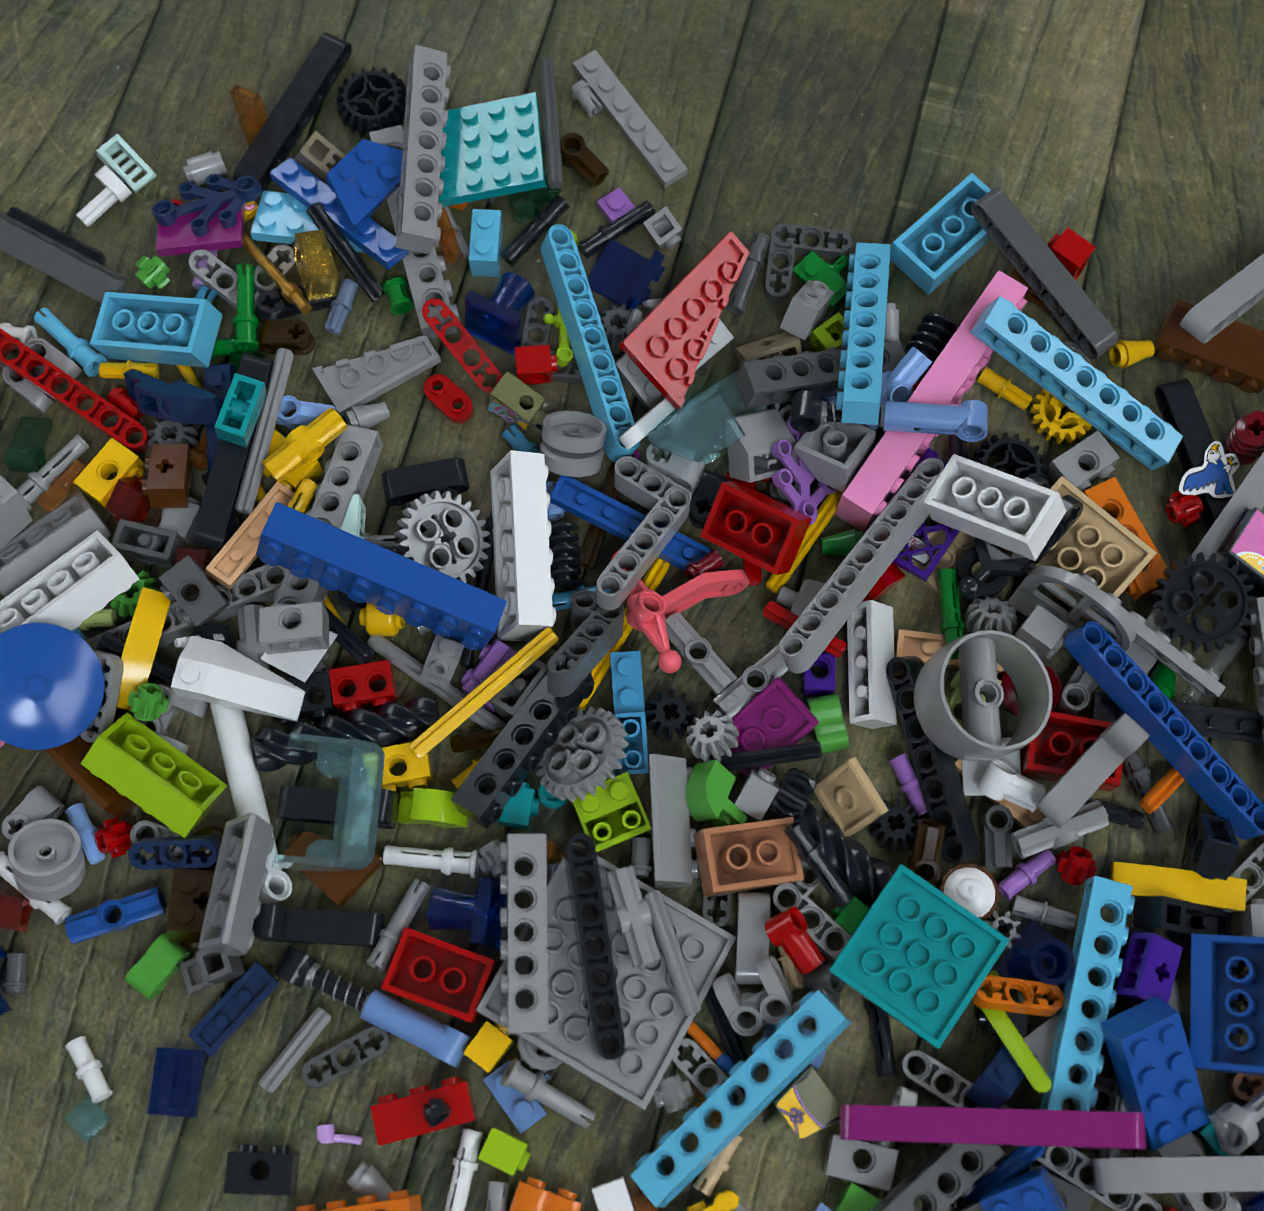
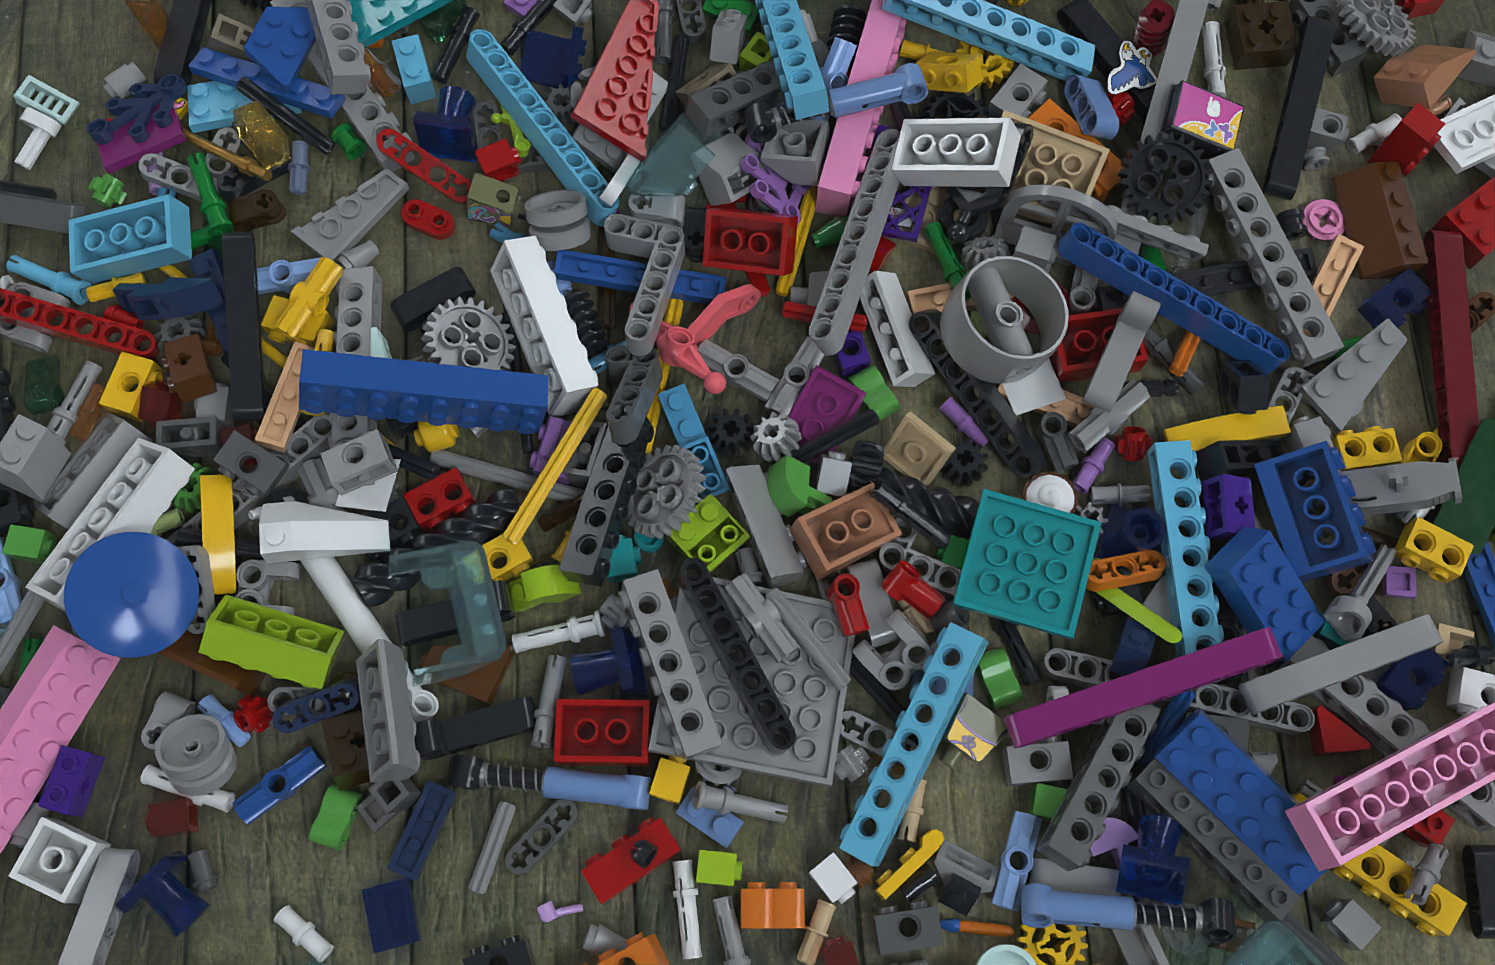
camera: 20 degrees left, 0 degrees up
(148, 702) = (242, 578): bright green gear -> none
(240, 410) = (238, 282): teal brick -> none
(264, 431) = (266, 299): light grey axle -> none
(441, 661) = (506, 452): light grey brick -> none
(708, 563) = (719, 285): dark red pin -> none
(722, 1060) = (869, 711): orange piece -> none
(724, 937) = (848, 608): none -> red piece
(739, 336) = (675, 81): none -> black axle
(851, 1060) = (998, 679): none -> bright green axle
(927, 849) = (1000, 469): dark brown piece -> none
(1003, 782) = (1047, 391): white piece -> none
(1020, 416) = (951, 71): none -> yellow brick
(1155, 500) = (1091, 107): none -> medium blue beam

